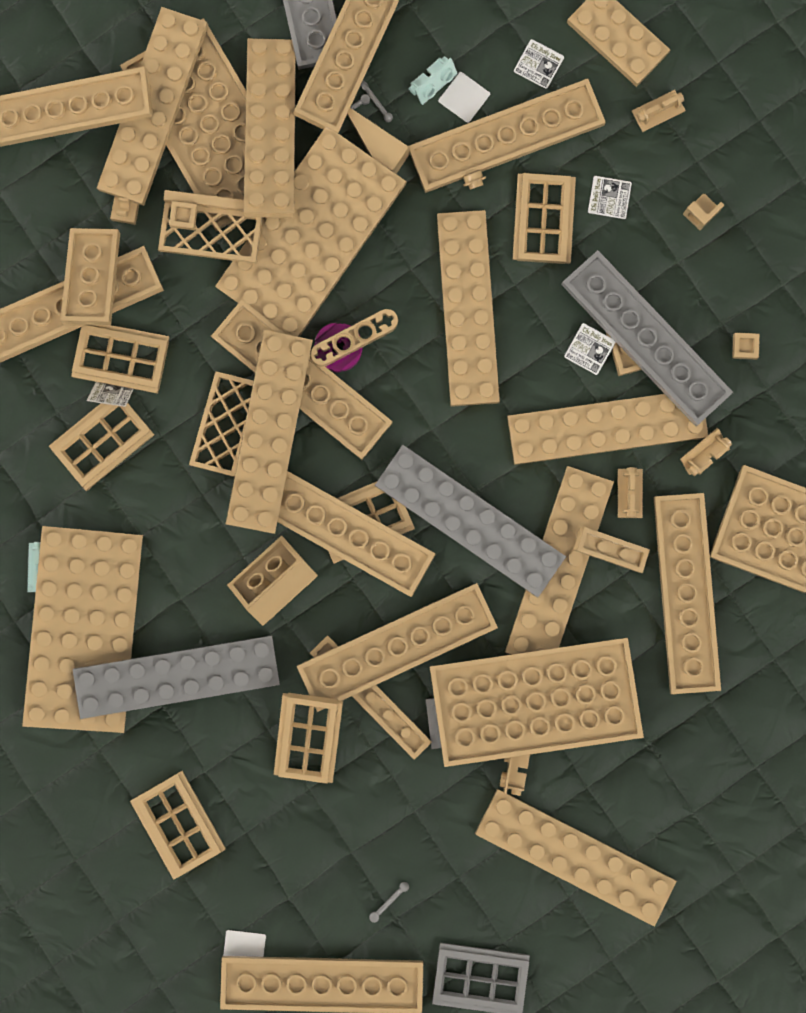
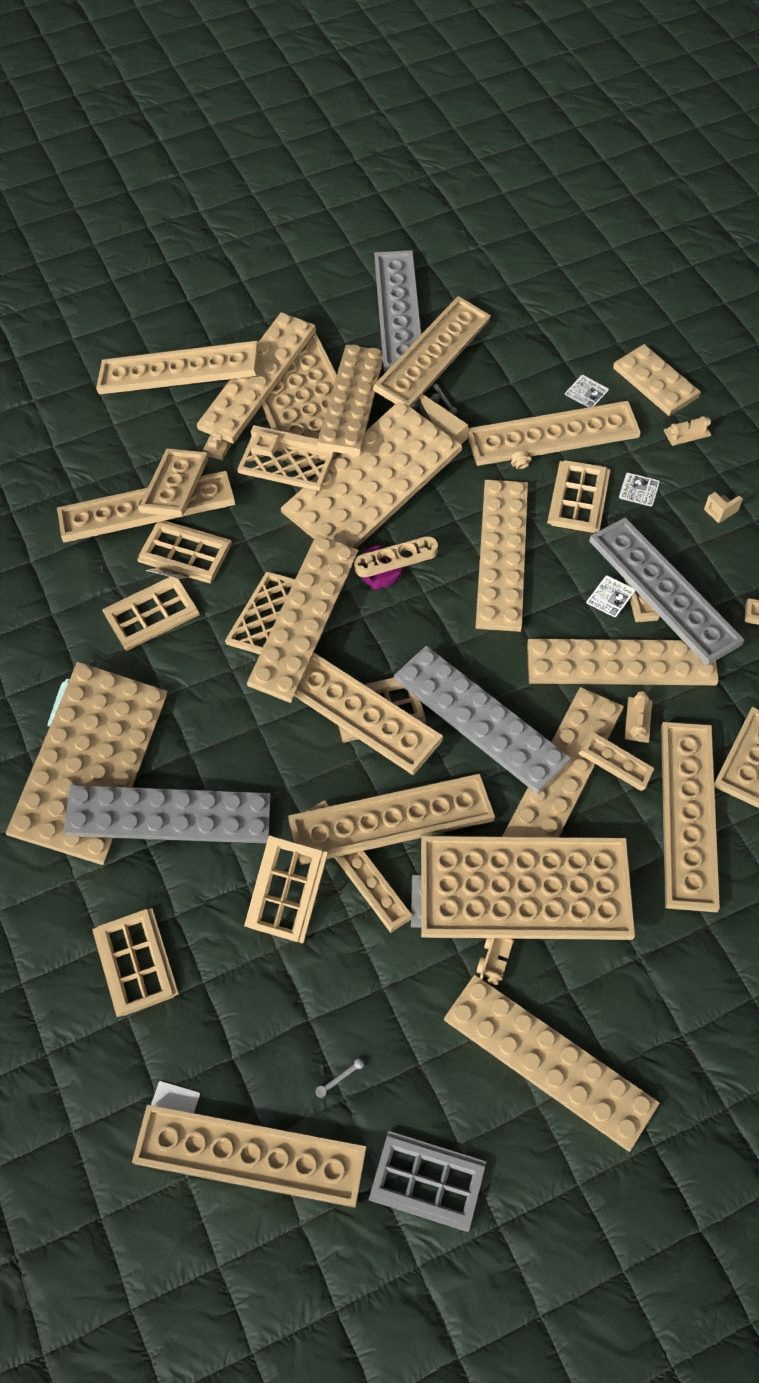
camera: 10 degrees right, 25 degrees down
(272, 580) = (282, 746): tan slope -> none
(324, 395) = (359, 601): tan plate -> none
(440, 73) = (496, 390): light aqua hinge -> none
(464, 97) = (520, 405): white sticker -> none
(699, 457) = (714, 692): tan hinge -> none

